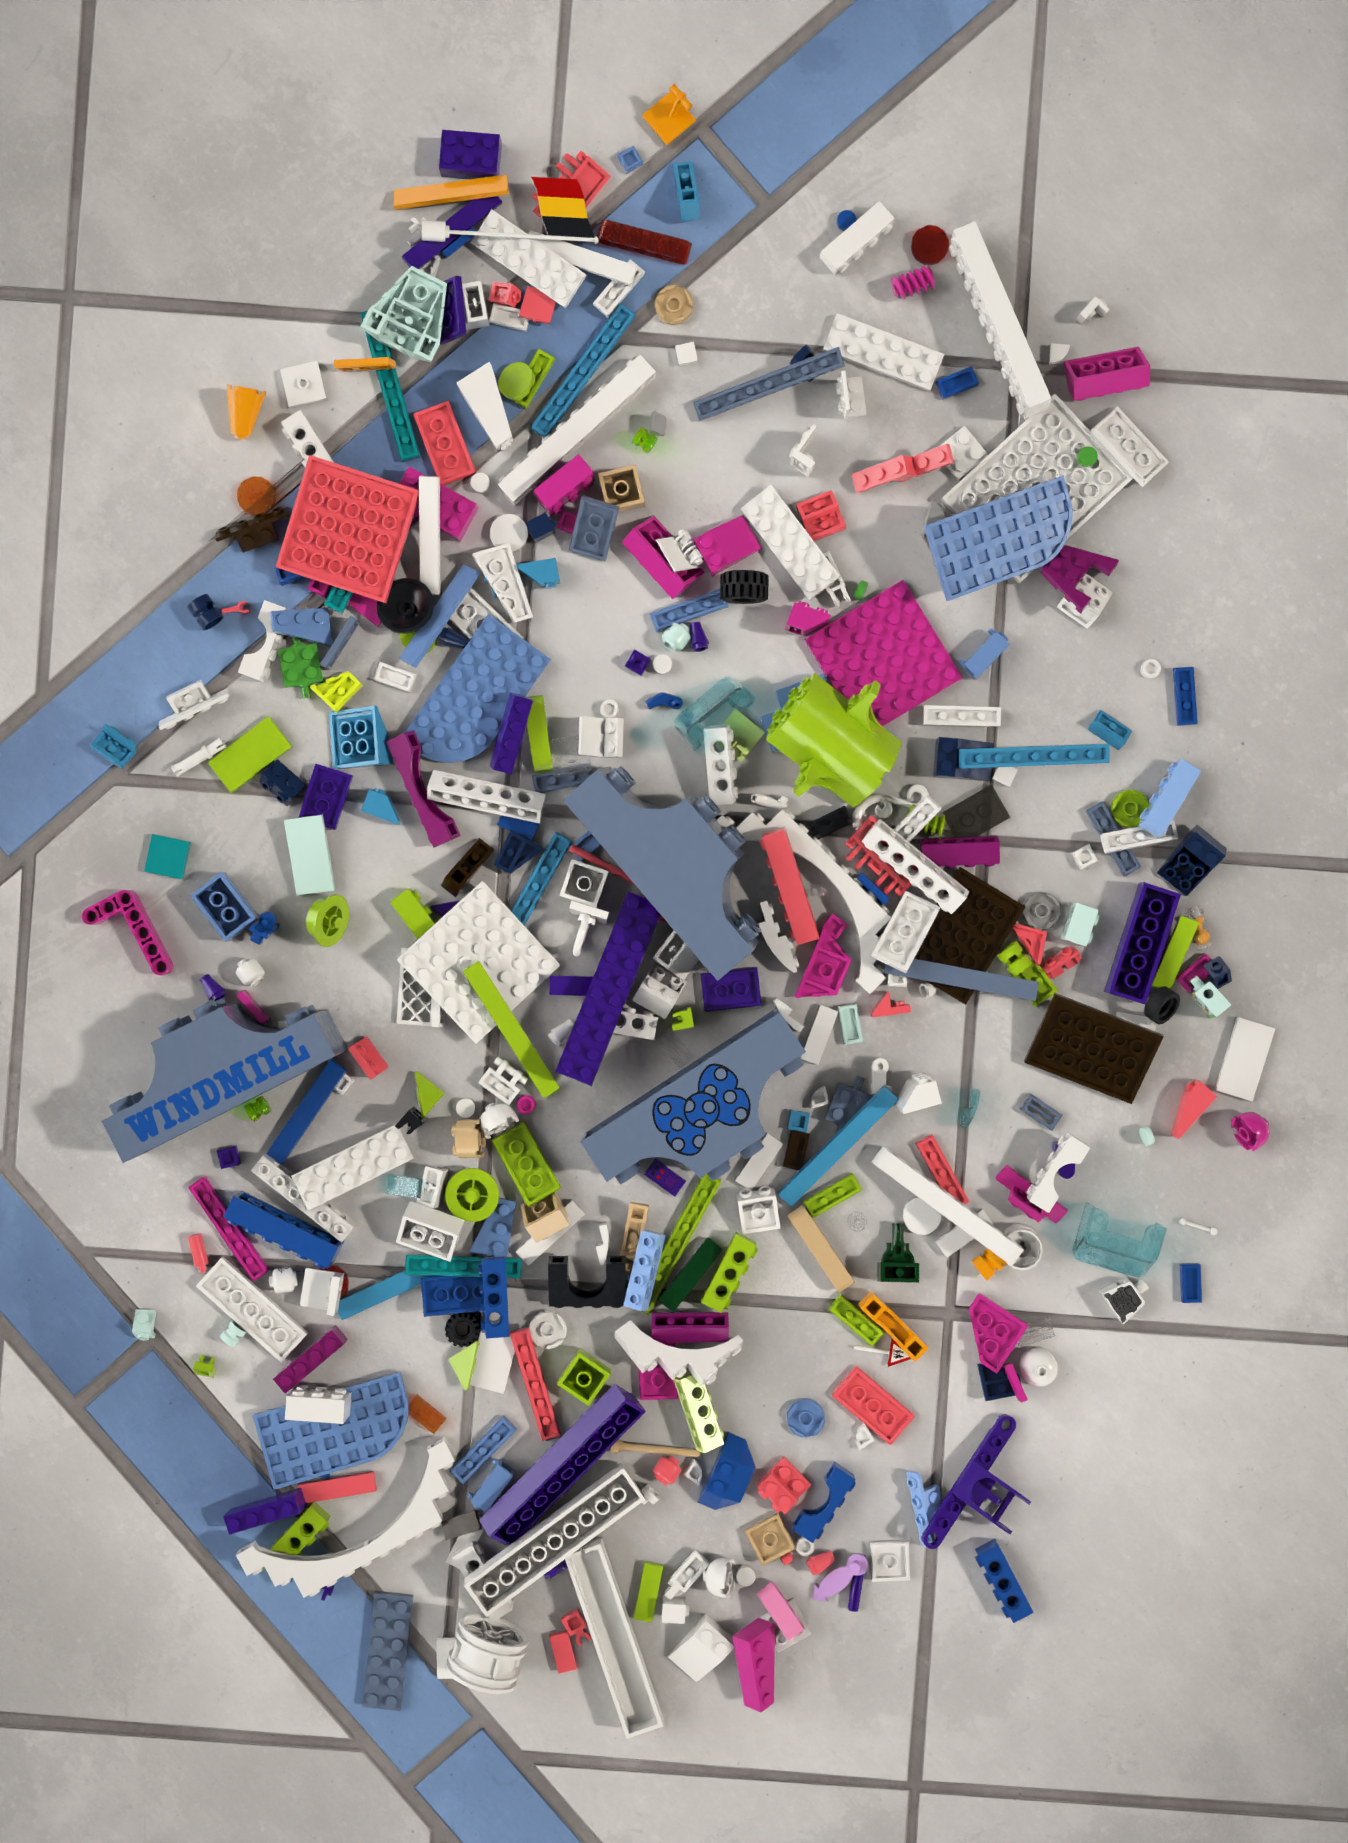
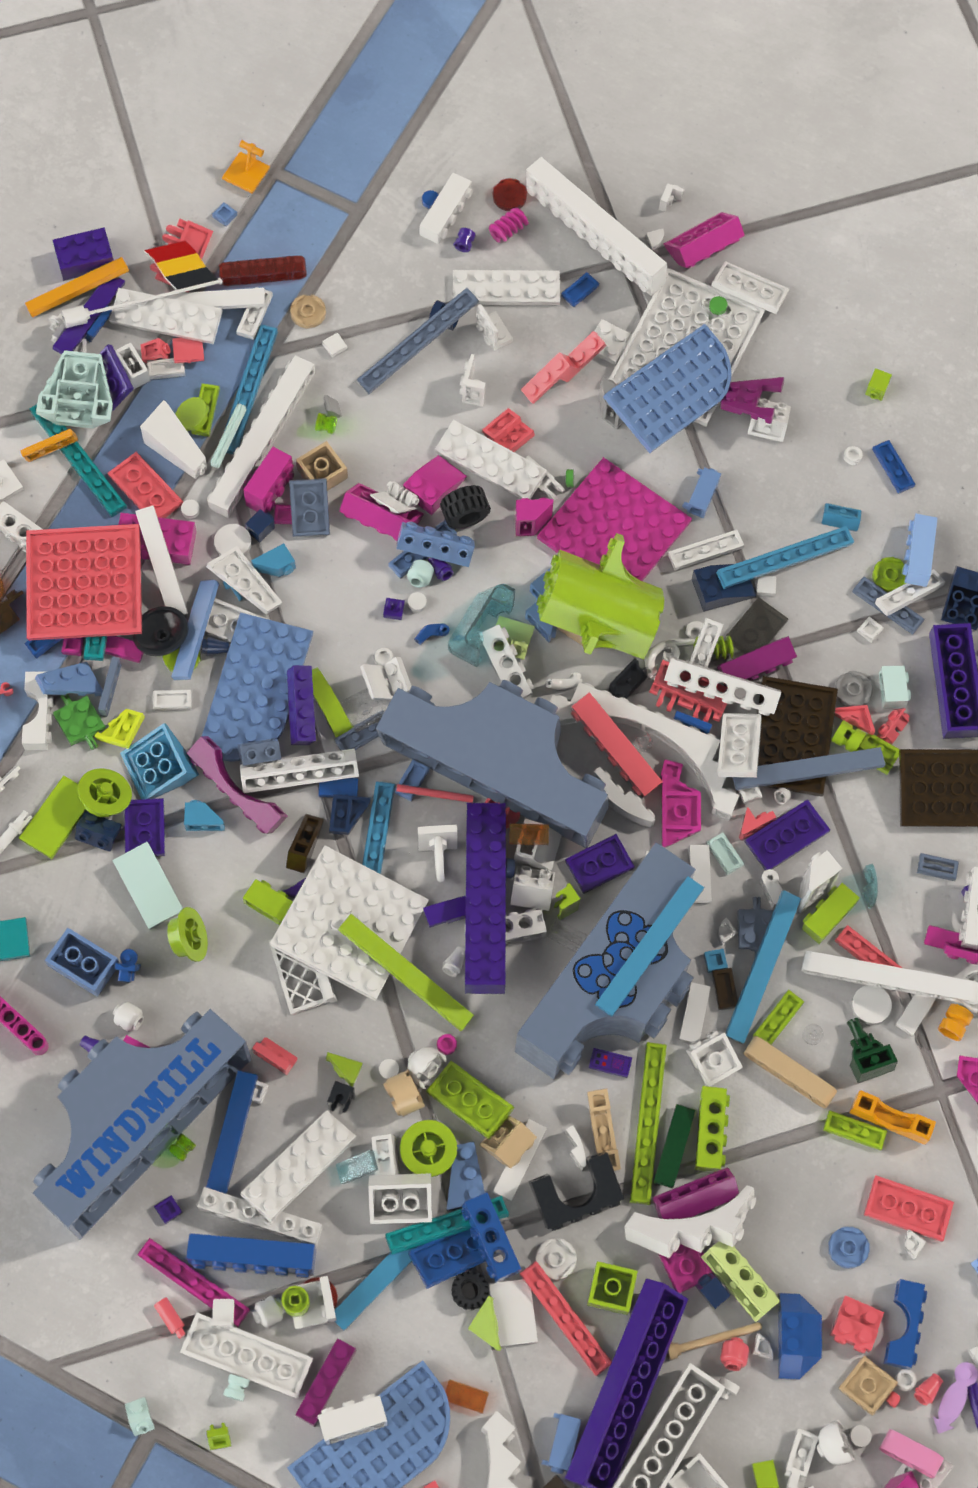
camera: 25 degrees left, 20 degrees down
(242, 1270) = (223, 1313): none -> white bracket
(298, 751) = (104, 792): none -> lime wheel
(306, 1287) = (295, 1301): none -> lime wheel
(455, 764) = (259, 751): none -> sand blue brick
(483, 1449) = (539, 1411): medium blue tile -> none
(499, 1085) = (414, 1034): white plate -> none
(543, 418) = (228, 435): none -> light aqua axle
(584, 883) = (421, 811): white brick -> none
(644, 1270) = (628, 1156): light blue brick -> none
(645, 964) = (510, 867): none -> medium blue tile
(670, 1411) = (712, 1290): none -> dark blue brick
(671, 945) = (529, 834): none -> clear orange plate
(687, 191) = (285, 221): dark azure slope -> none
(700, 615) = (435, 544): none -> medium blue brick
(732, 1109) = (649, 946): none -> dark azure tile
(861, 283) = (464, 240): none -> dark purple wheel
(896, 1354) = (907, 1147): piece -> none
(914, 1030) = (787, 835): none -> dark purple plate
(920, 1121) = (829, 912): none -> lime brick
(1209, 604) = (878, 384): none -> lime brick

